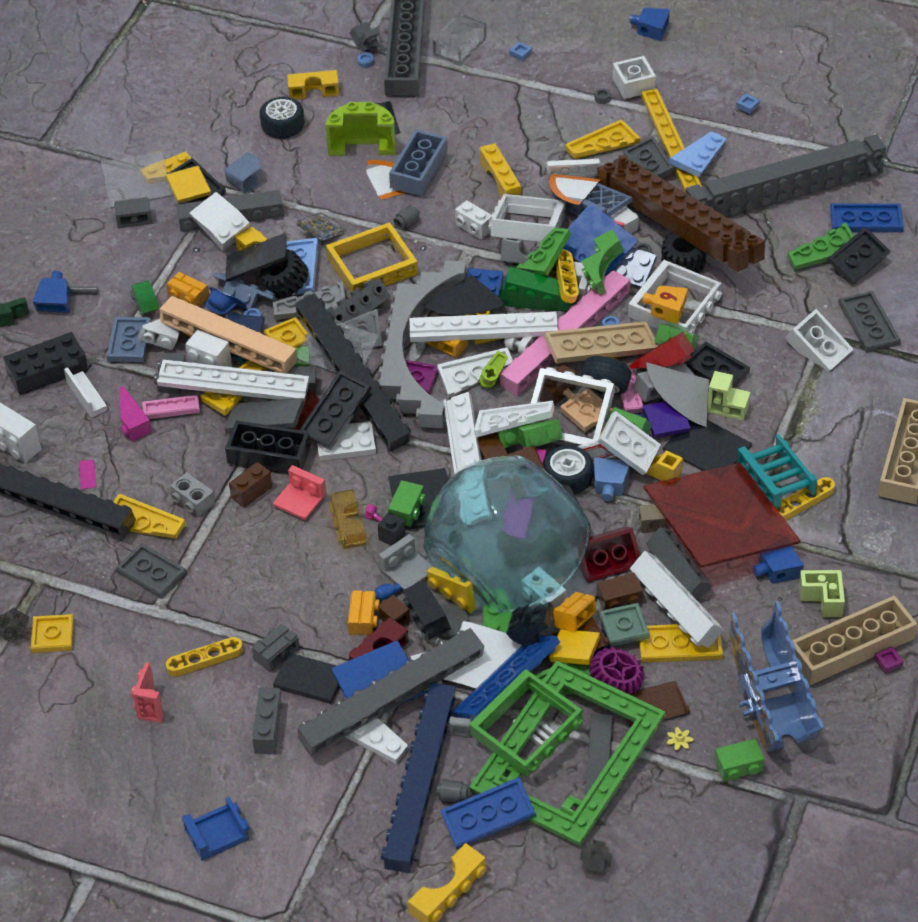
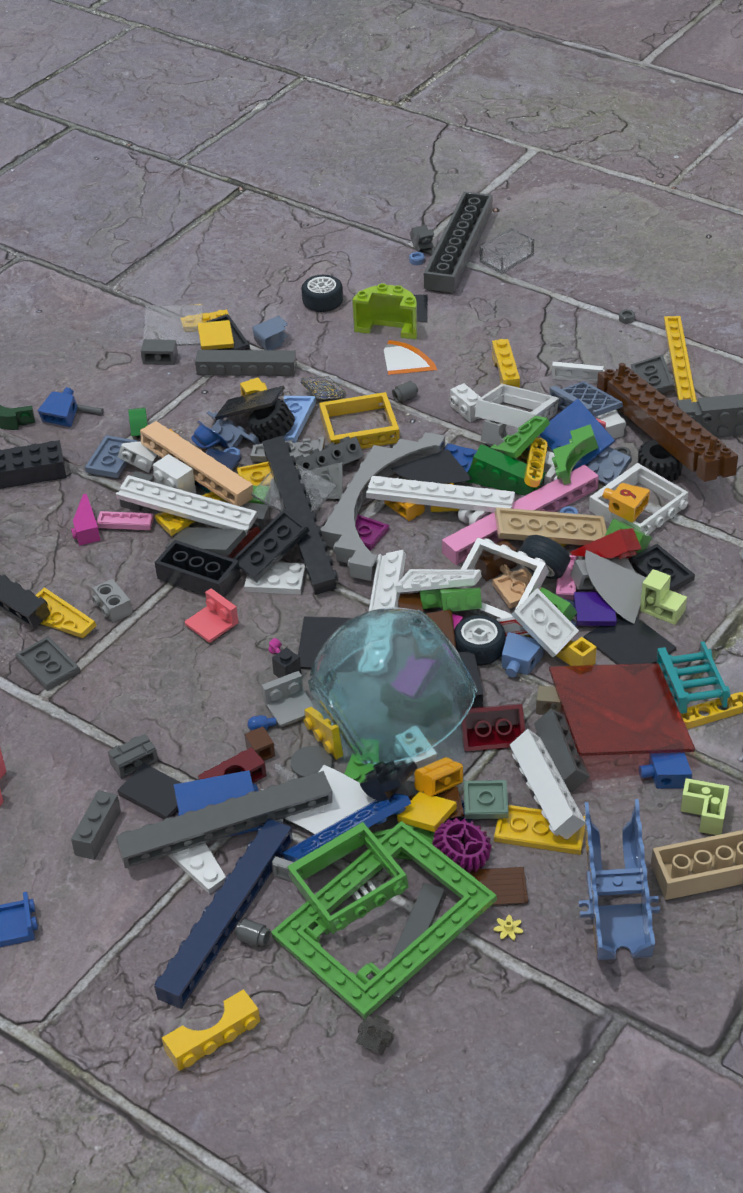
camera: 15 degrees right, 5 degrees down
(85, 393) = (54, 496): white panel -> none
(87, 474) = (27, 567): dark pink sticker -> none
(188, 289) = (180, 422): light orange brick -> none
(203, 654) = (63, 752): yellow beam -> none
(220, 220) = (230, 368): white slope -> none
(250, 484) = (169, 601): reddish brown brick -> none
(324, 81) = (350, 268): yellow arch -> none
(350, 531) = (247, 649): clear yellow arch -> none
(362, 613) = (228, 738): light orange brick -> none
(407, 501) = (308, 641): bright green brick -> none
(418, 162) = (431, 346): sand blue brick -> none
(426, 610) = (290, 747): black brick -> none
(465, 372) = (419, 533): white wing -> none
(488, 813) = (280, 963): blue tile -> none
(492, 370) = (433, 537): lime piece -> none
(520, 51) = (562, 269): medium blue tile -> none
(571, 188) = (568, 388): sticker -> none
(602, 140) = (617, 352): yellow wing -> none
(619, 591) = (492, 765): reddish brown brick -> none
(633, 77) = (659, 302): white brick -> none
(651, 22) = (693, 261): blue torso -> none
(699, 154) = (702, 378): light blue wing -> none
(739, 760) = (562, 962): bright green brick -> none

